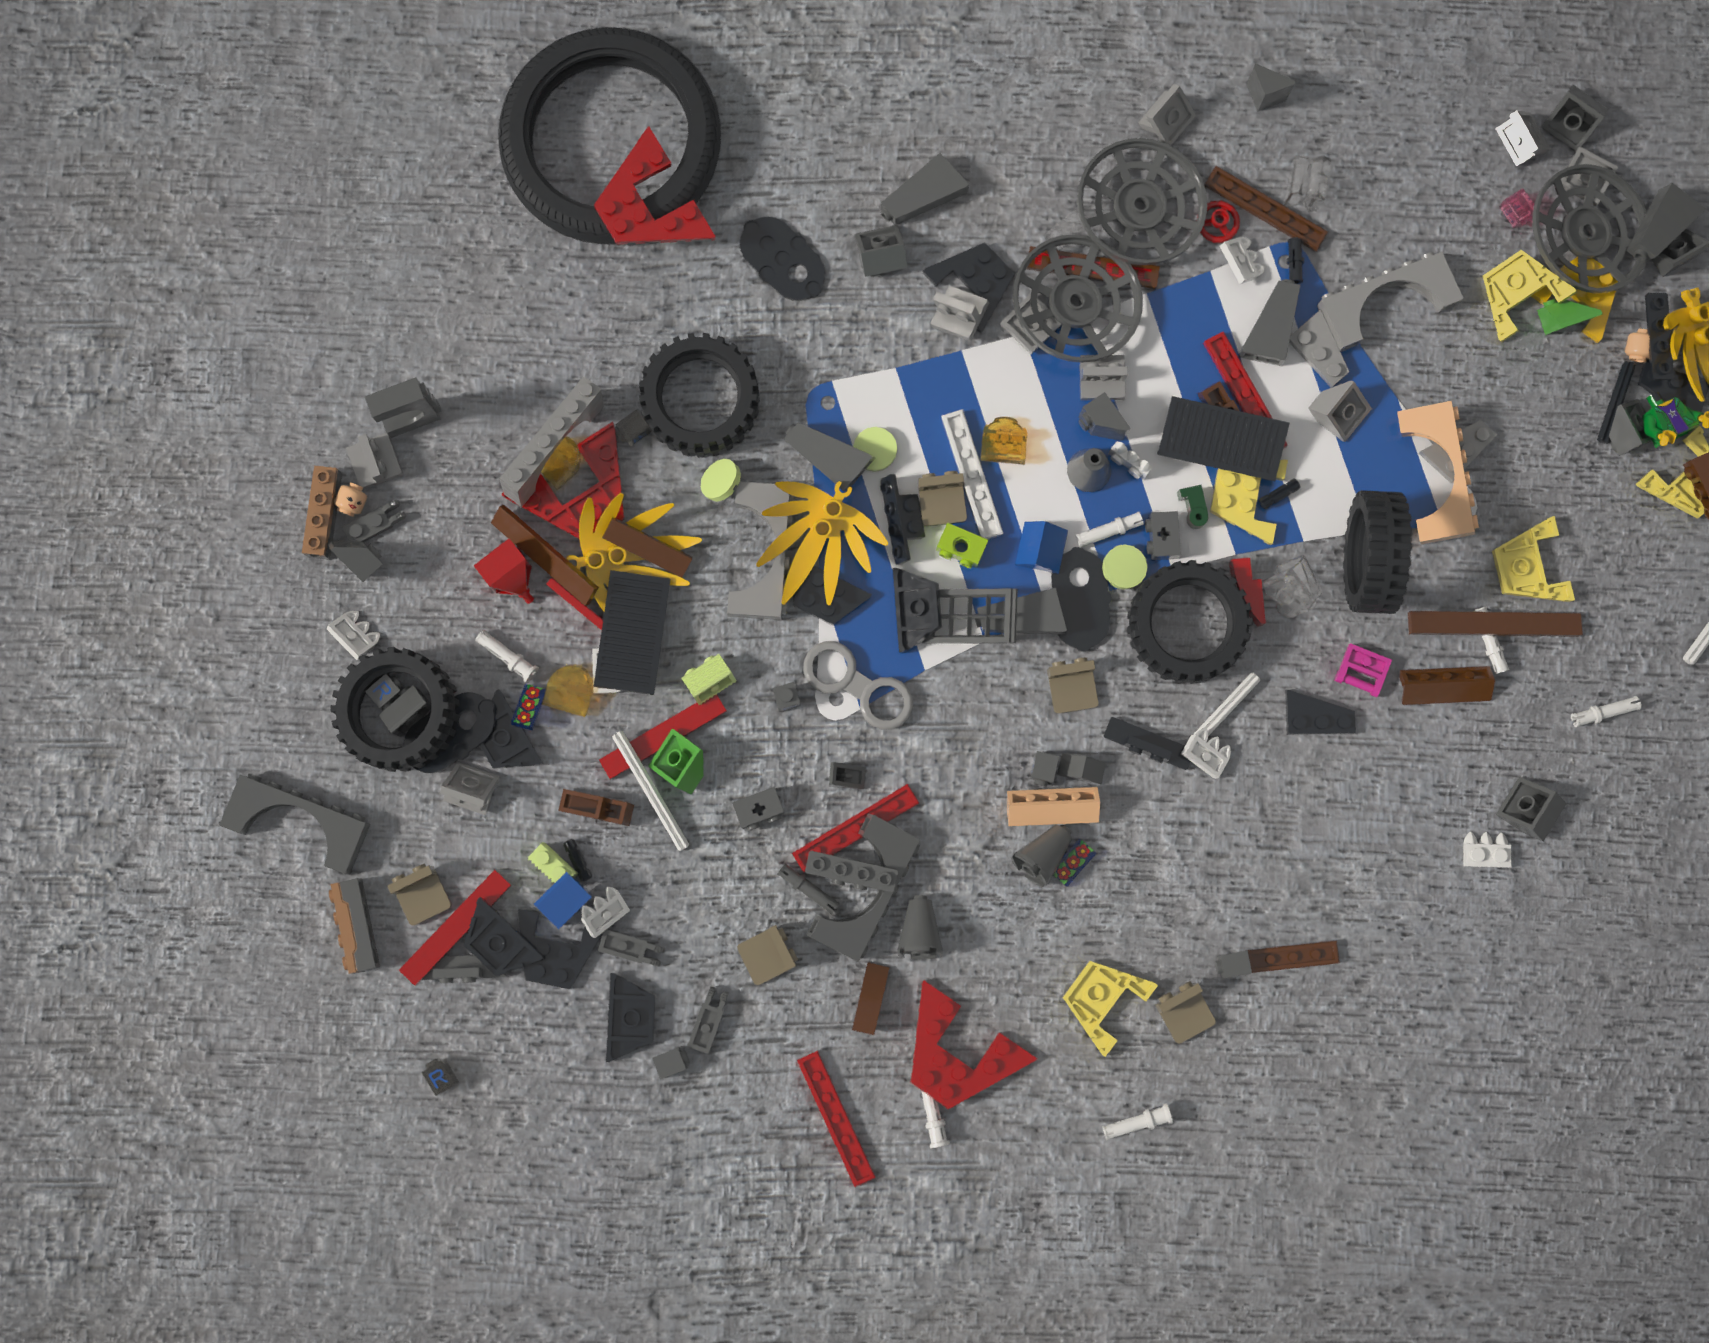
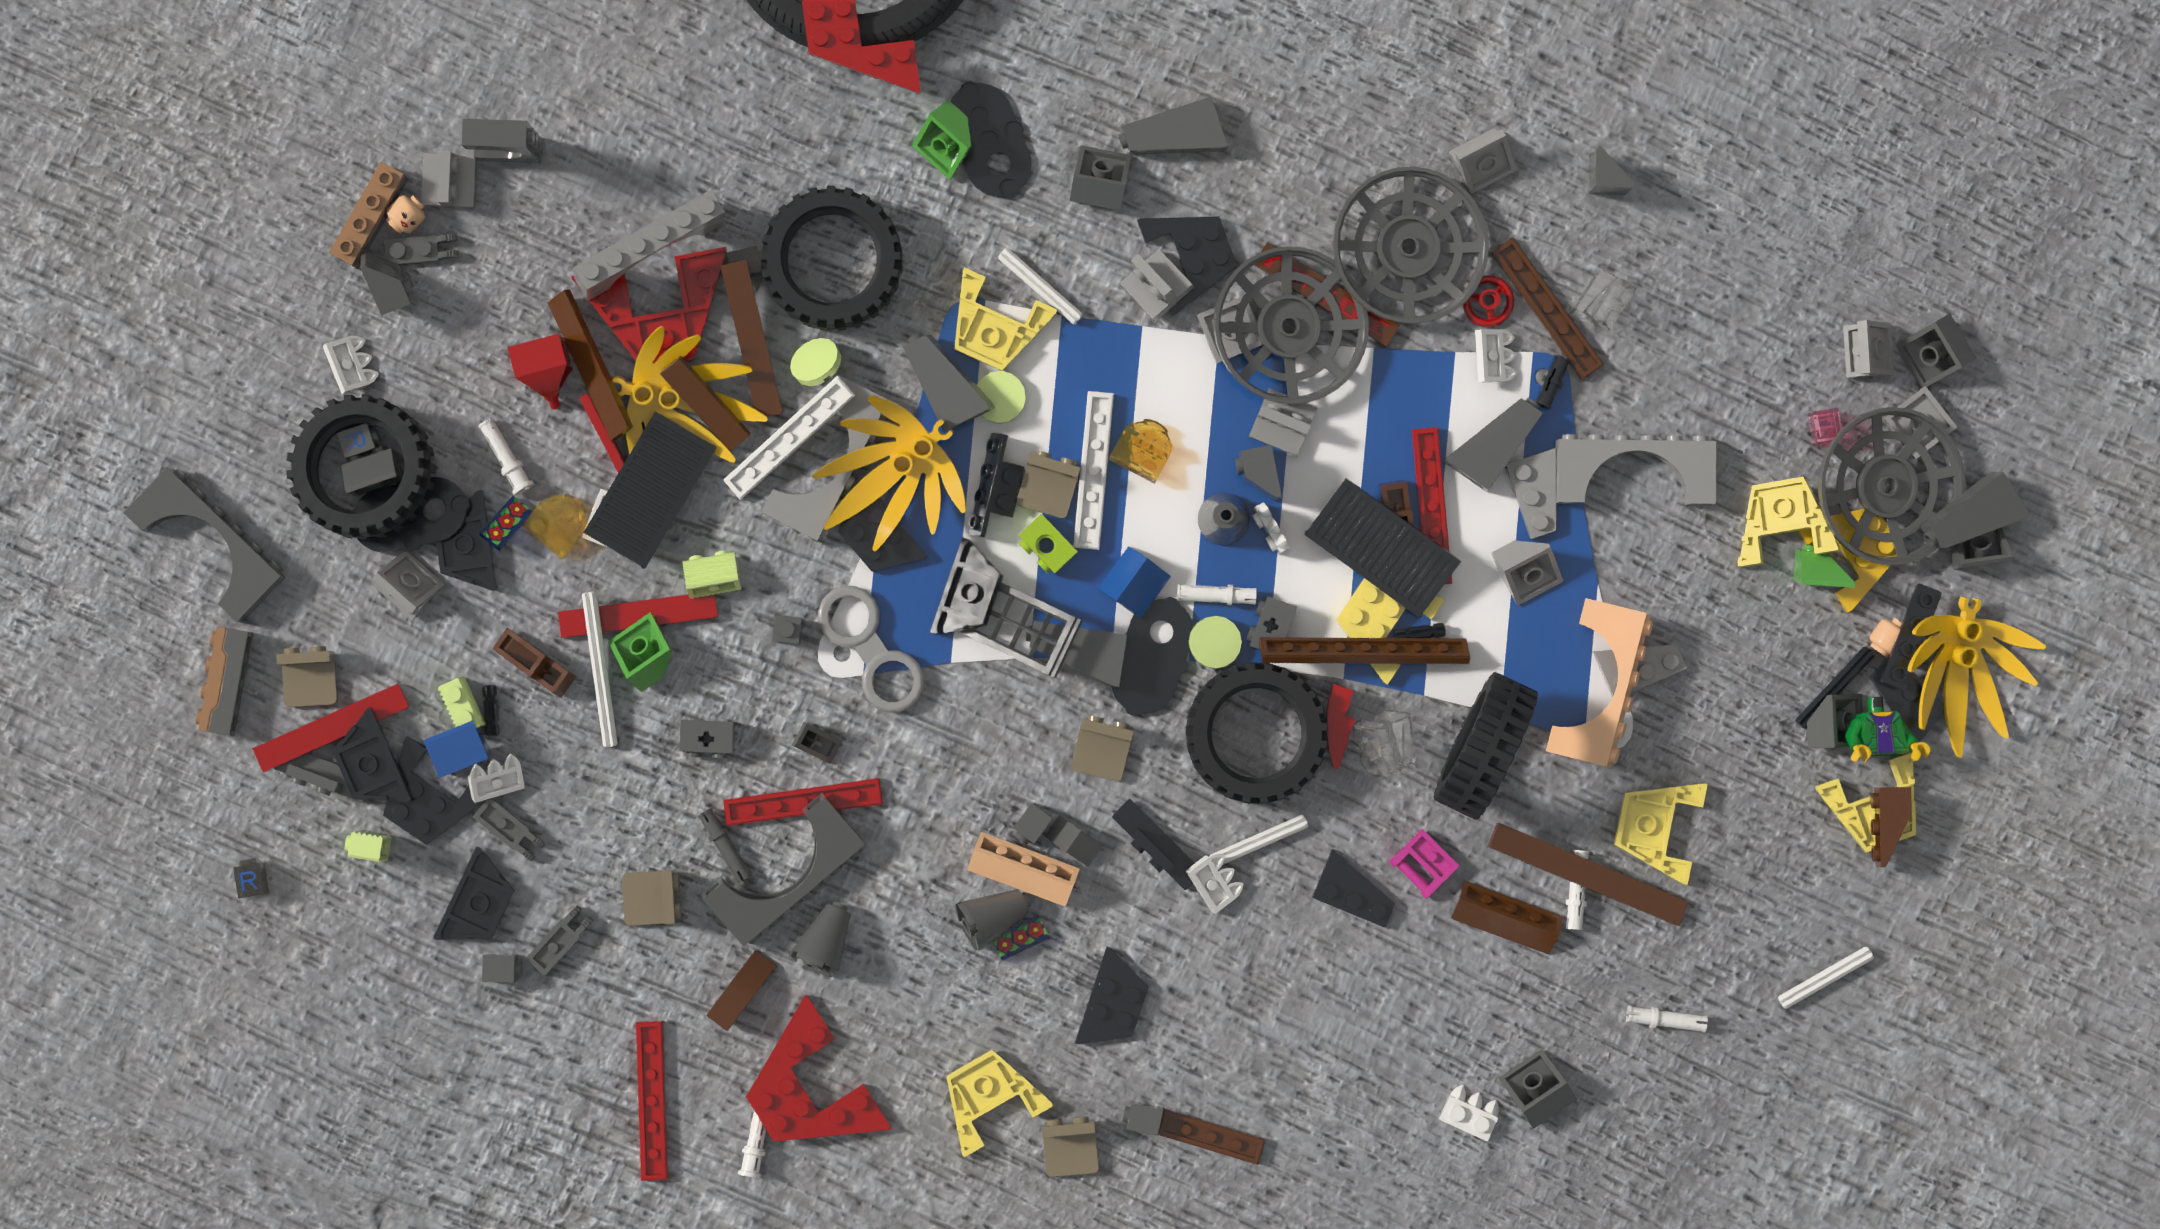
camera: 20 degrees right, 5 degrees up
(523, 1008) = (368, 845): none -> yellowish green brick
(562, 463) = (652, 272): clear yellow slope -> none
(662, 481) = (751, 337): none -> reddish brown tile
(724, 546) = (789, 437): none -> white tile
(748, 269) = (944, 139): none -> bright green slope
(847, 403) = (990, 335): none -> light yellow wing
(851, 871) = (776, 847): dark grey bracket -> none
(869, 351) = (1040, 286): none -> white axle
(1168, 882) = (1113, 1002): none -> black wing
(1195, 504) = (1320, 615): dark green leg -> none
(1244, 523) = (1364, 650): none -> reddish brown tile

